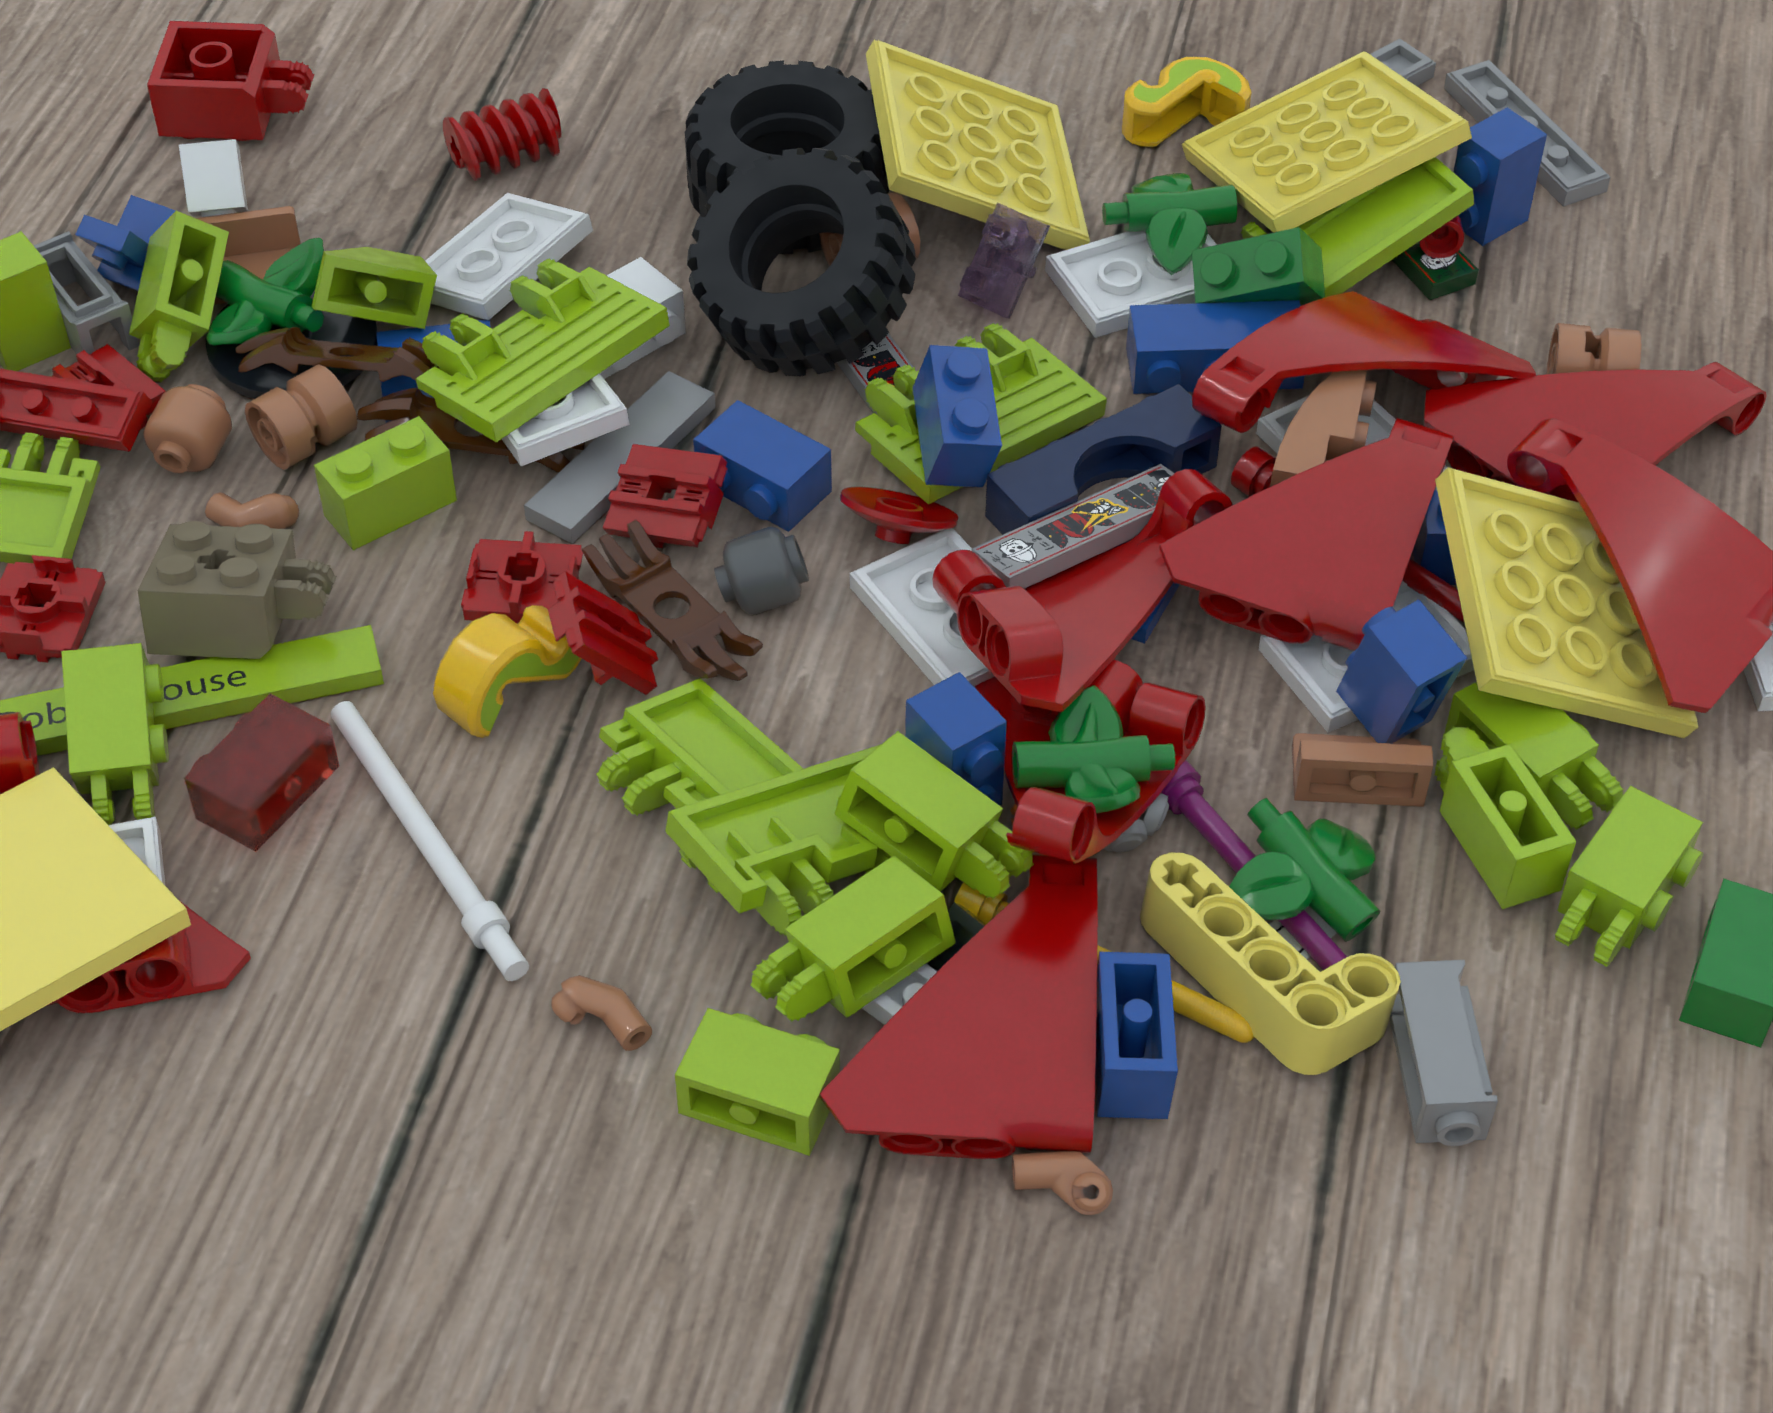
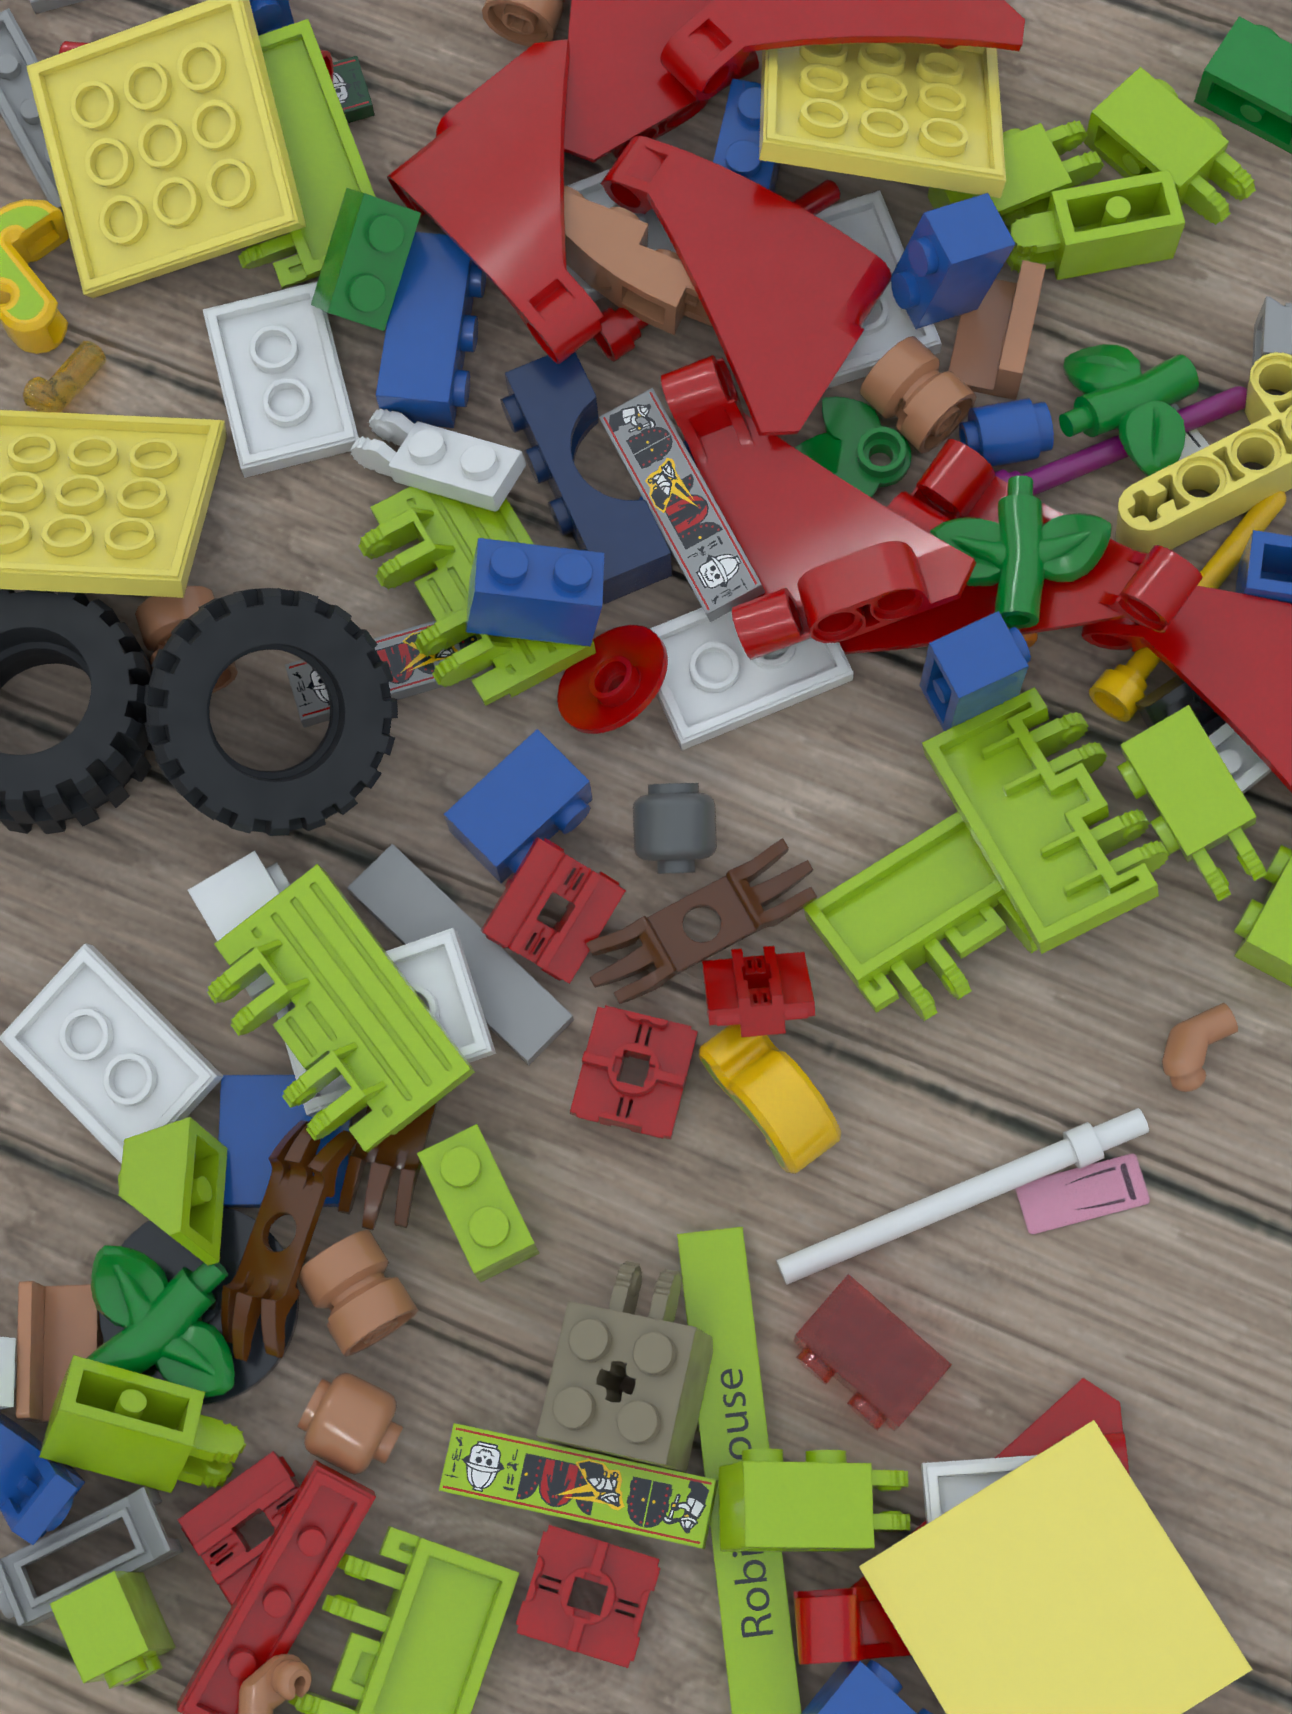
camera: 75 degrees left, 25 degrees up
(117, 611) = (579, 1485): none -> tile
(270, 510) = (489, 1355): nougat arm -> none
(440, 941) = (1083, 1194): none -> clear pink sticker
(930, 819) = (1067, 709): lime hinge -> none
(1003, 260) = (264, 510): clear purple hips -> none
(1085, 370) = (440, 460): none -> white hinge
(1090, 142) = (66, 381): none -> clear yellow arm
(1173, 215) = (219, 325): green plant -> none
(1186, 663) = (850, 441): none -> green plate
(1241, 772) = (1008, 431): none -> blue brick
(1259, 693) = (912, 389): none -> nougat wheel

